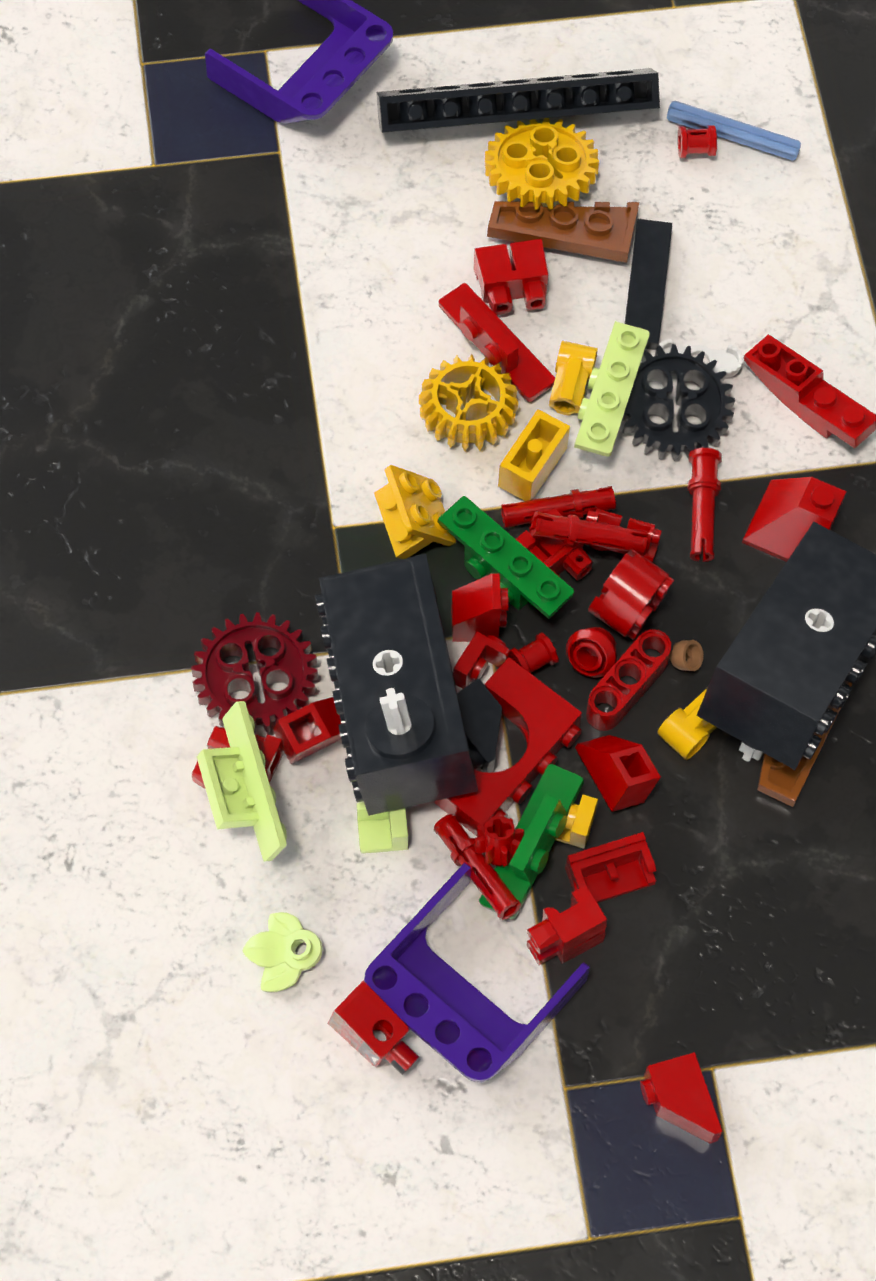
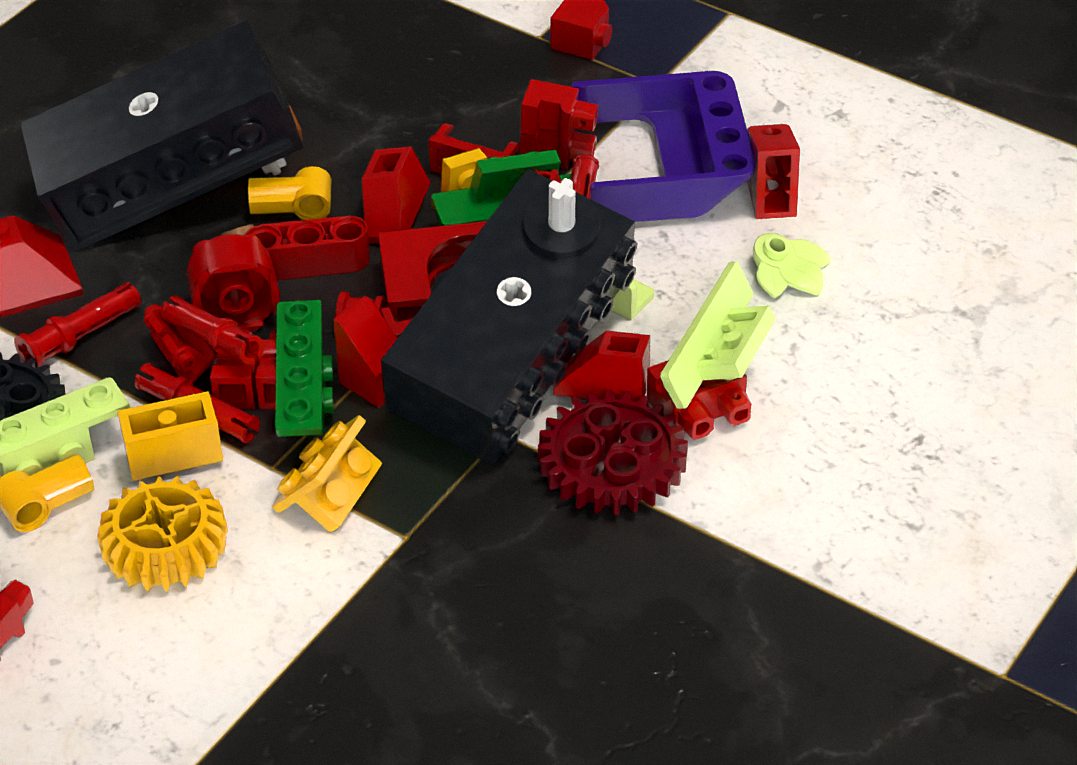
camera: 135 degrees left, 20 degrees down
(496, 341) = (64, 578): red bracket -> none
(591, 651) = (308, 279): red cone -> none

